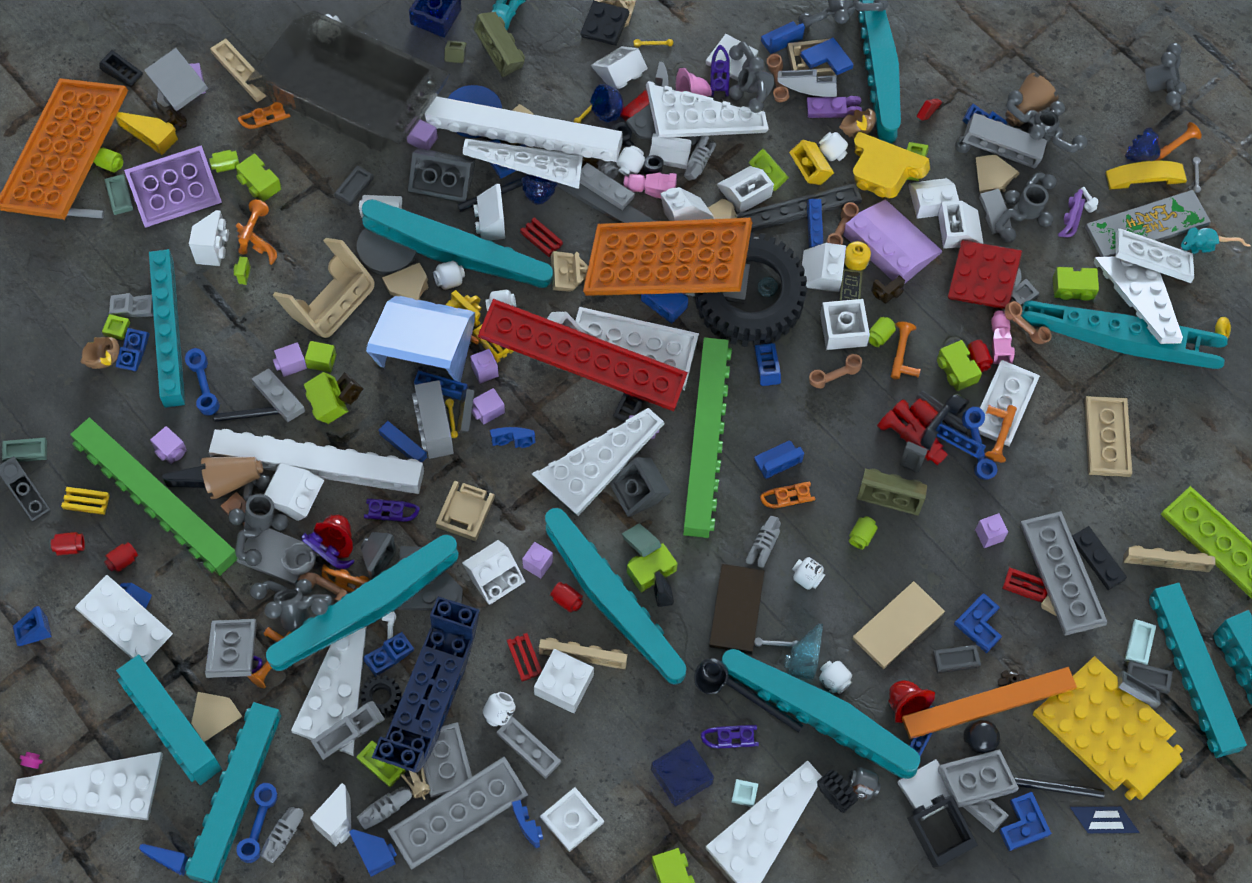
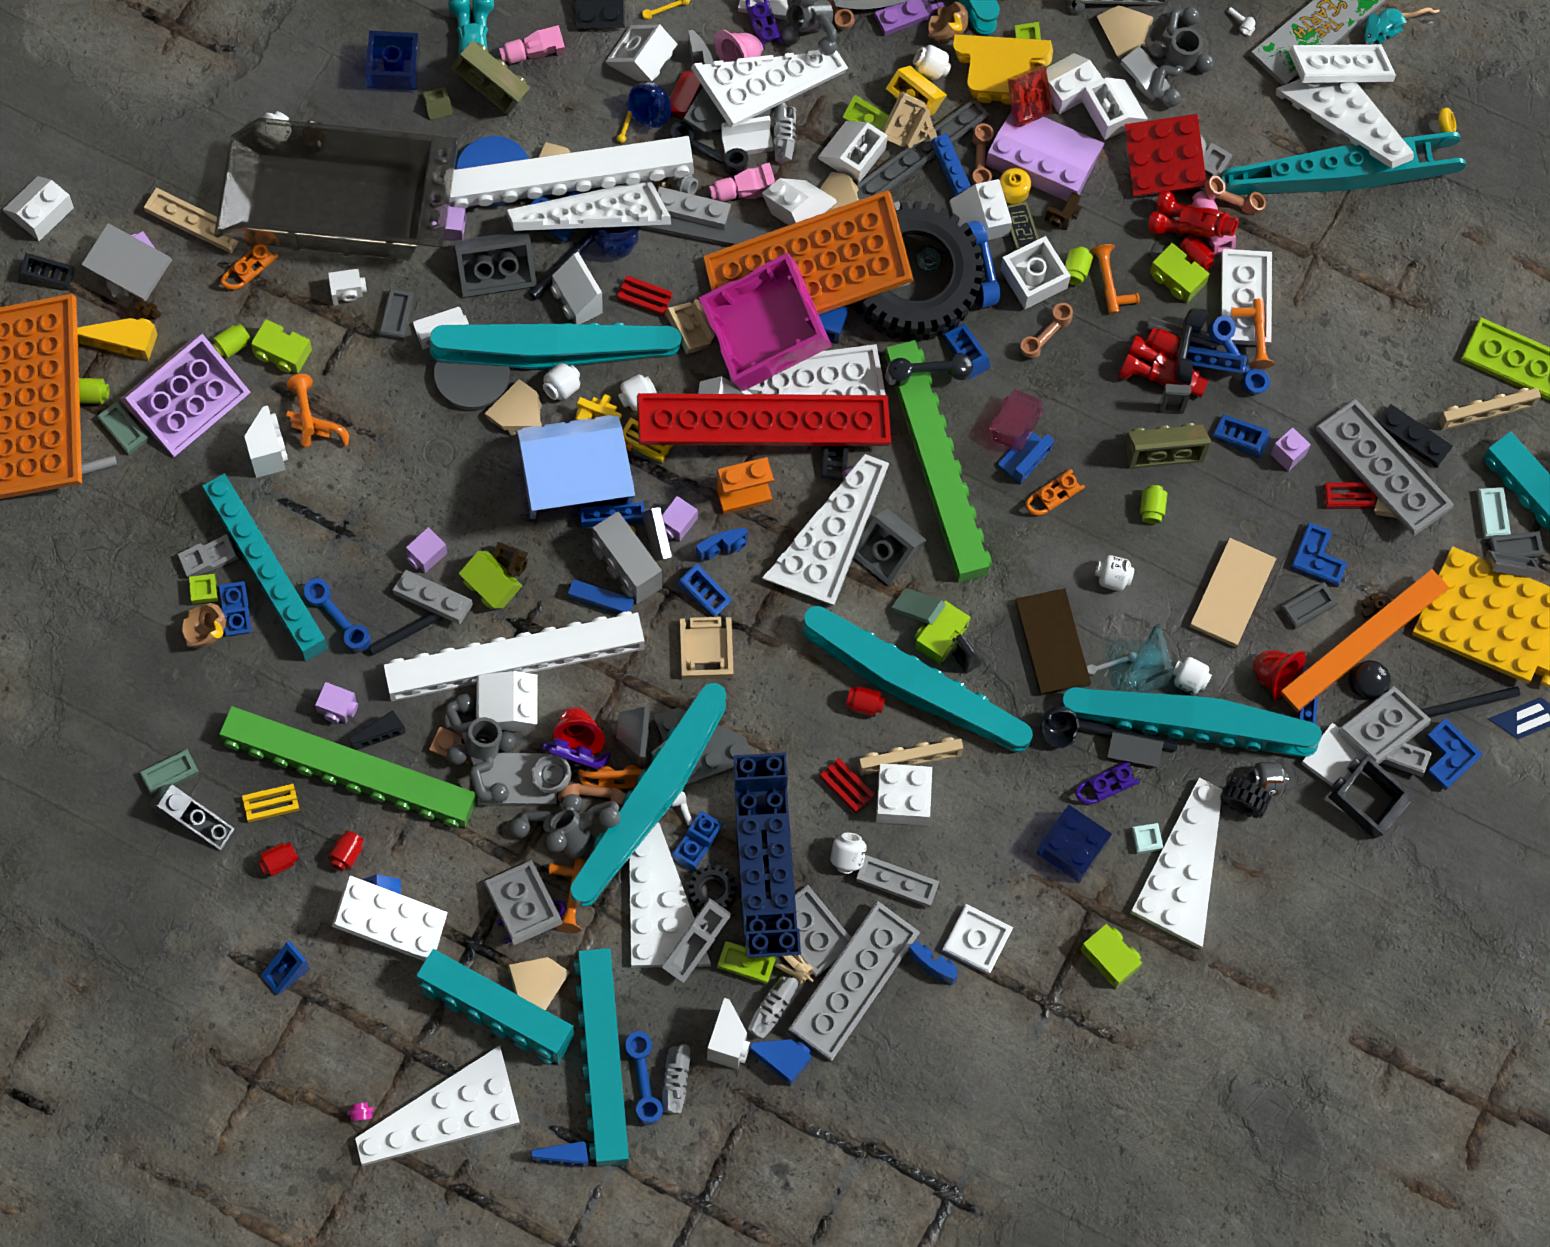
camera: 25 degrees left, 5 degrees up
(139, 25) = (39, 207): none -> white slope
(229, 473) = (427, 708): medium nougat cone -> none
(242, 270) = (317, 466): lime plate -> none
(320, 356) = (460, 533): lime panel -> none
(325, 152) = (346, 285): none -> white brick
(339, 297) = (445, 455): tan windscreen -> none
(395, 508) = (628, 676): dark purple piece -> none
(483, 449) = (698, 597): none -> blue slope
(484, 366) = (652, 474): lavender brick -> none
(494, 571) = (771, 704): white slope -> none
(537, 560) = (814, 672): lavender brick -> none
(544, 35) = (534, 46): none -> bright pink piece
(547, 398) = (744, 485): none -> orange panel
(616, 284) = (765, 322): none -> dark pink tile
(630, 160) = (708, 165): white head -> none
(705, 357) = (959, 367): none -> black piece
(764, 542) = (1052, 555): light grey hinge -> none
(765, 717) = (1135, 749): none -> dark grey tile
(782, 428) = (1016, 420): none -> clear pink brick
(795, 181) = (909, 122): none -> tan slope
(804, 325) = (989, 291): none -> blue piece
(896, 194) = (1029, 96): none -> clear red tile
(967, 516) = (1239, 443): none -> blue slope
(984, 327) = (1192, 219): none -> red piece
(1072, 218) = (1233, 50): medium lavender piece -> none
(1075, 284) = (1269, 129): lime brick -> none
(1108, 436) = (1371, 293): tan tile -> none

